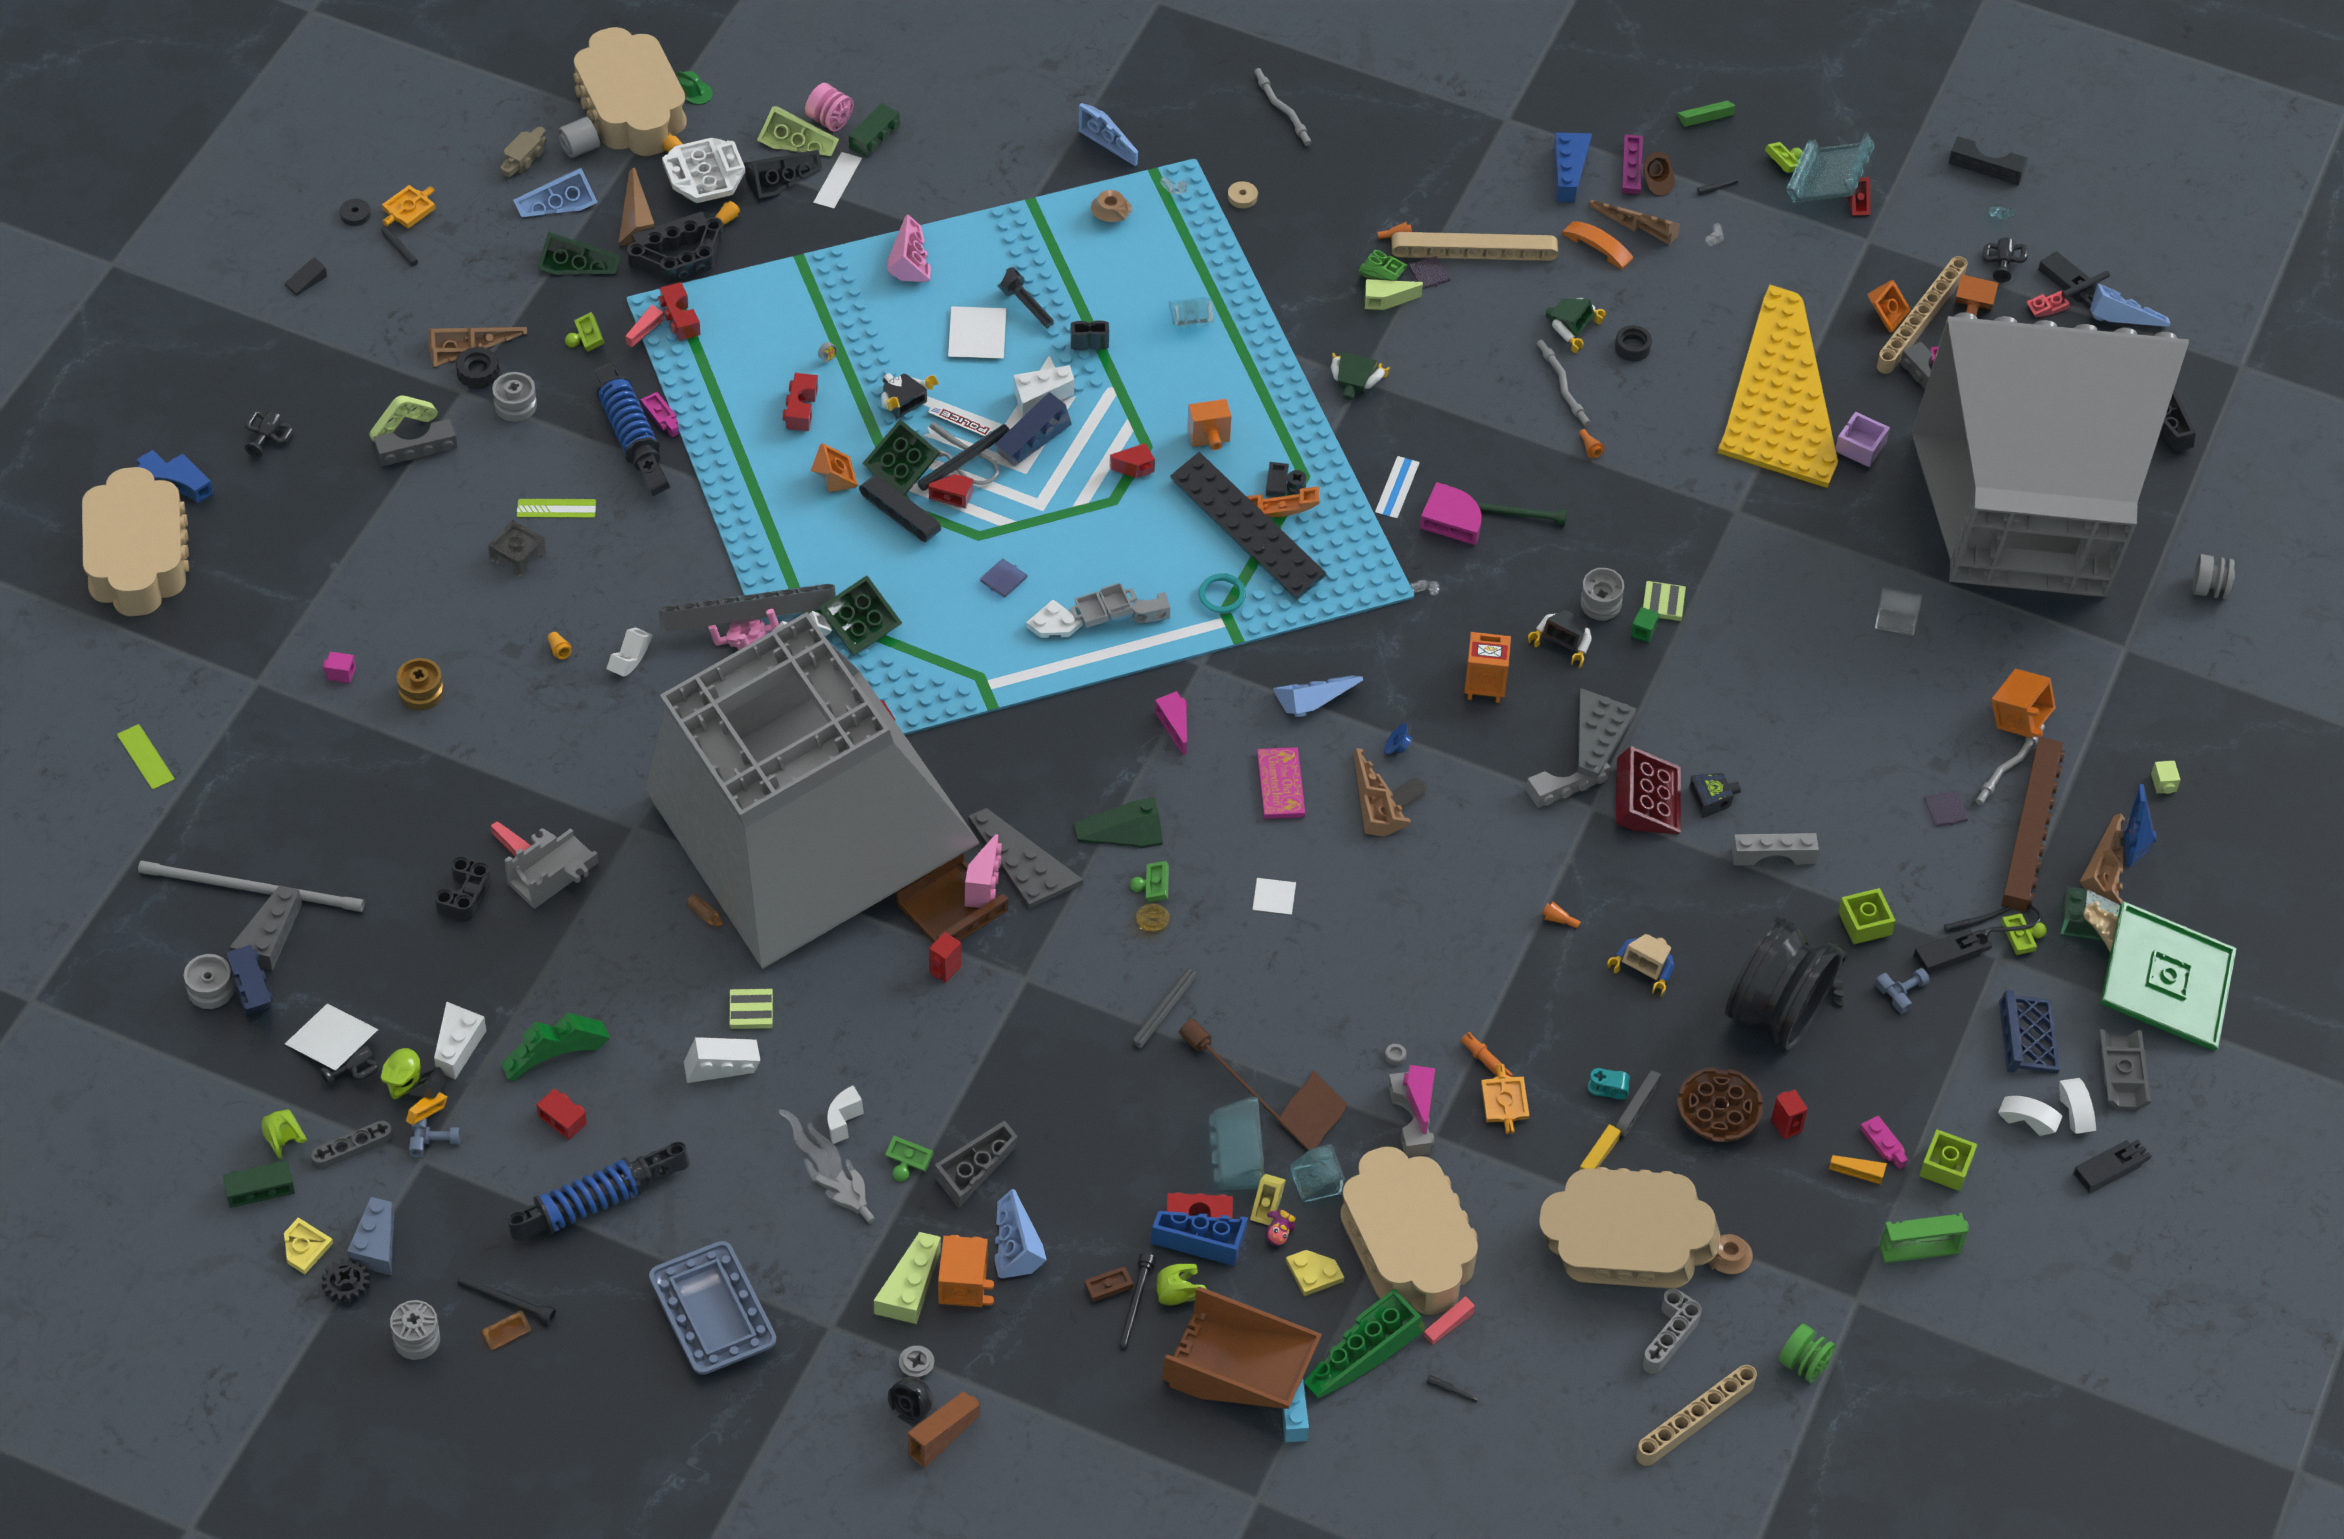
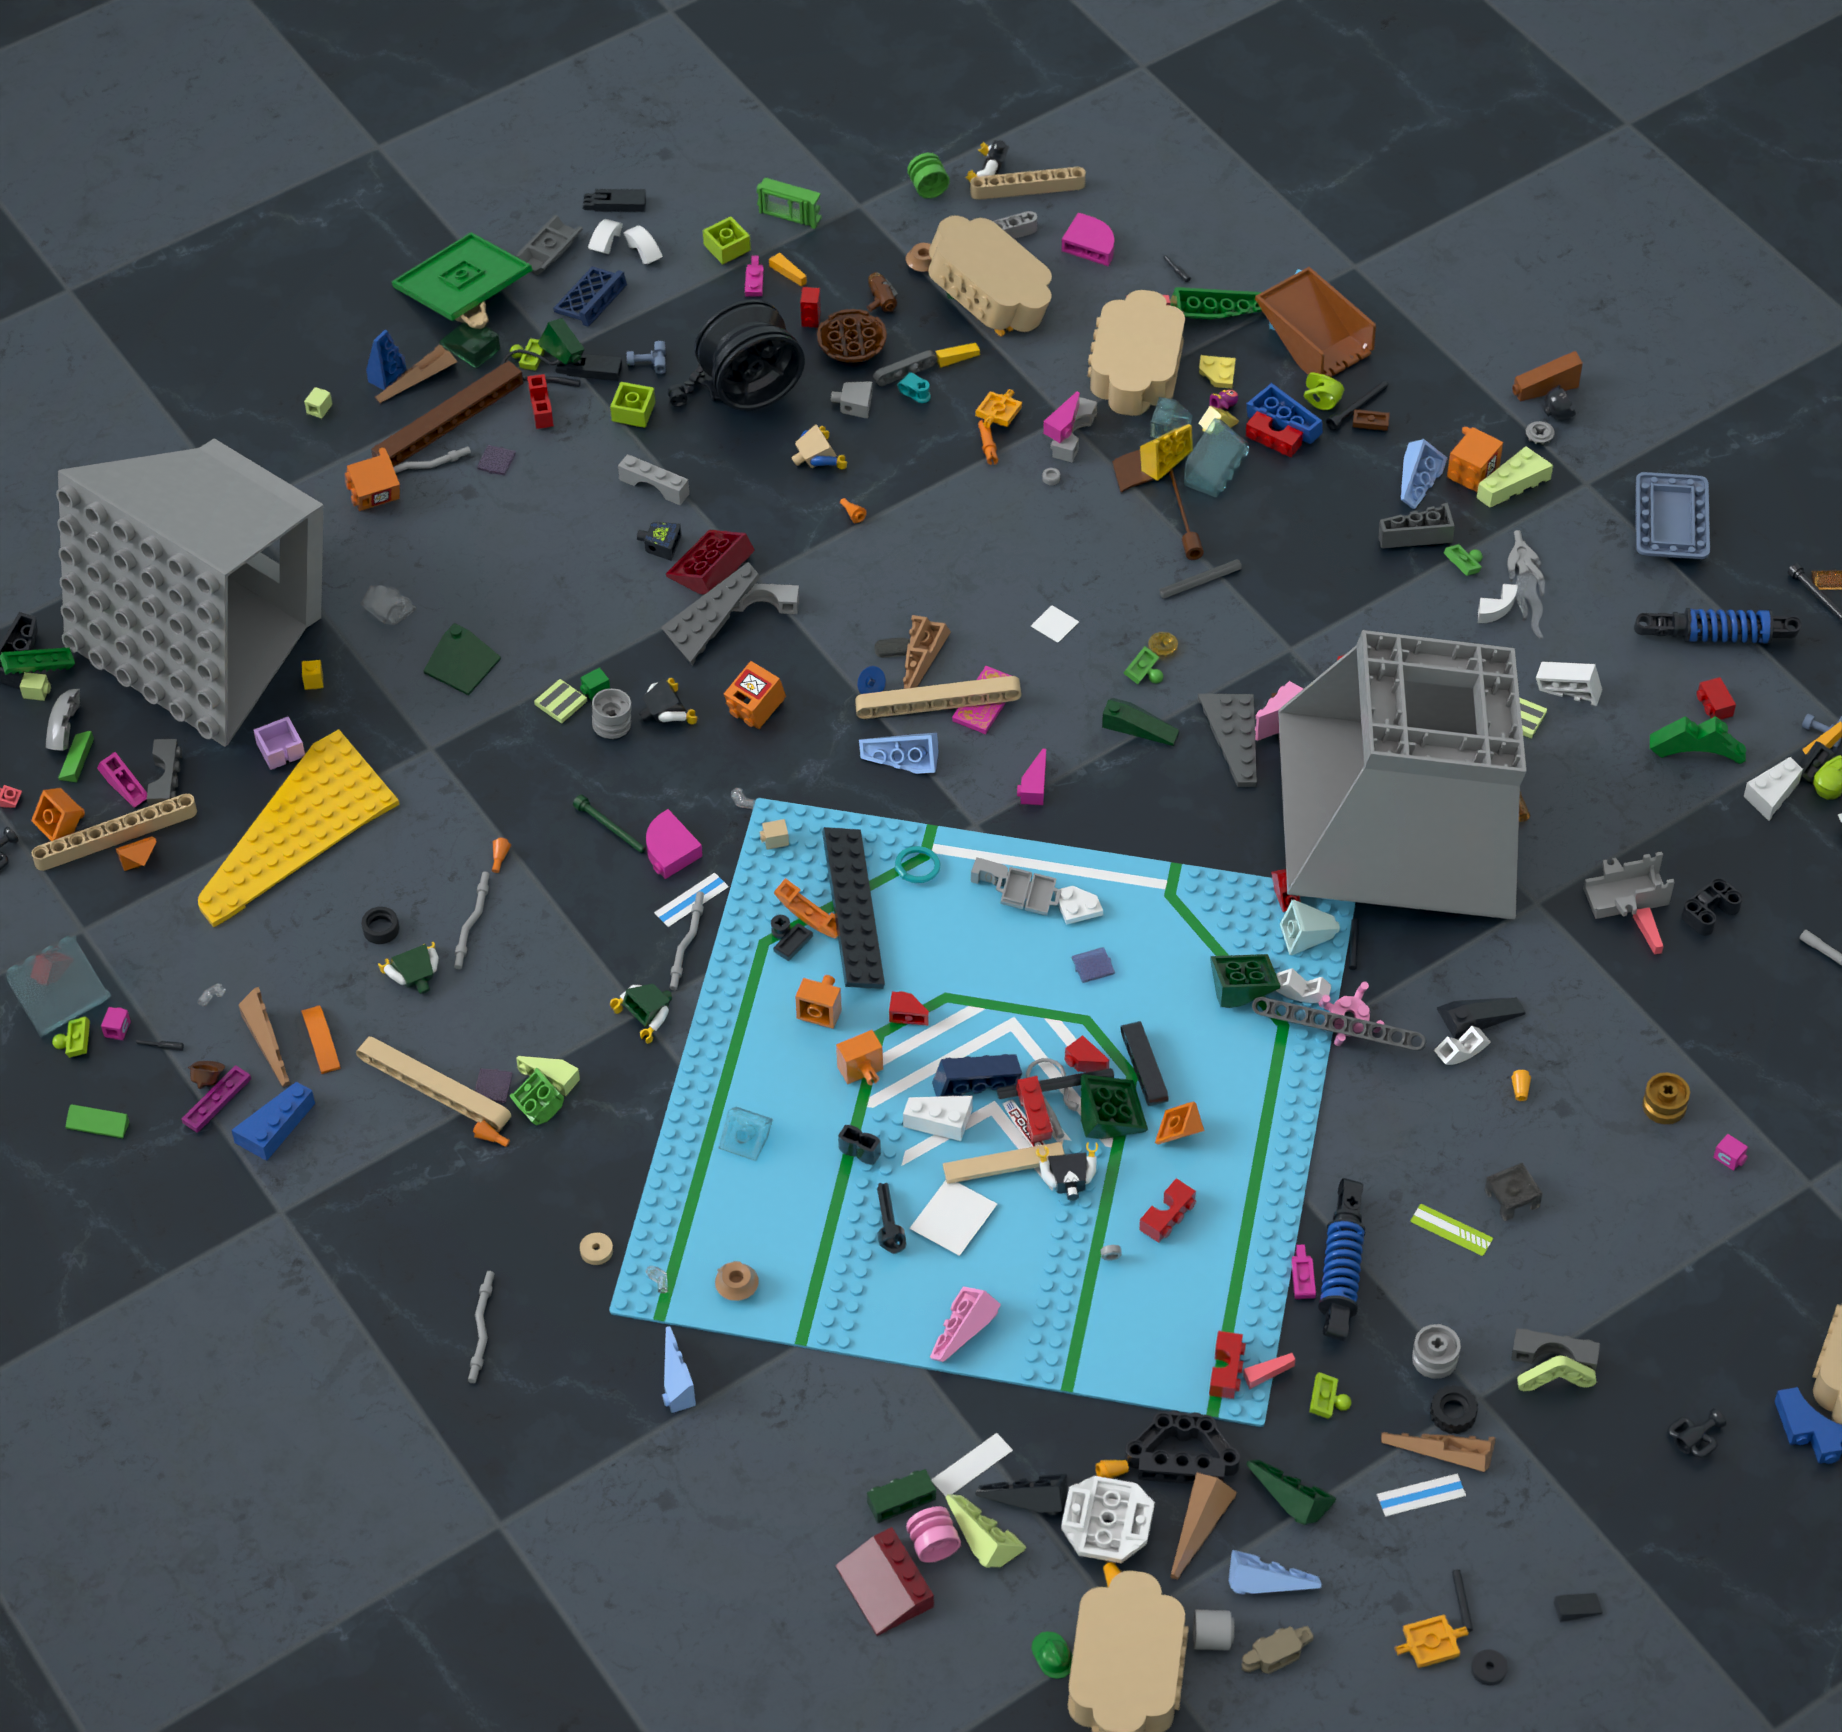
camera: 145 degrees left, 0 degrees up
(472, 305) = (1421, 1494): none -> white sticker
(635, 689) = (1480, 1013): none -> black wedge
(845, 74) = (885, 1582): none -> slope
(963, 383) = (998, 1163): none -> tan tile
(974, 422) = (1035, 1108): none -> red arch
(1139, 395) = (860, 1058): none -> orange brick
(1293, 1112) = (1166, 451): none -> yellow wedge
(1321, 752) = (938, 697): none -> tan beam
(1365, 555) = (774, 834): none -> tan brick
(1382, 473) = (676, 970): none -> light grey bar
(1570, 1370) = (1089, 239): none -> dark pink brick
(1658, 1039) = (854, 398): none -> light grey torso
(1734, 1184) = (883, 293): none -> reddish brown piece
(1756, 1422) = (995, 158): none -> torso
(1764, 178) = (115, 1023): none -> dark pink brick
(1784, 595) = (461, 660): none -> dark green slope
(1898, 514) = (312, 674): none -> yellow brick
(1945, 867) = (540, 401): none -> red arch
(1991, 934) = (561, 342): none -> dark green slope

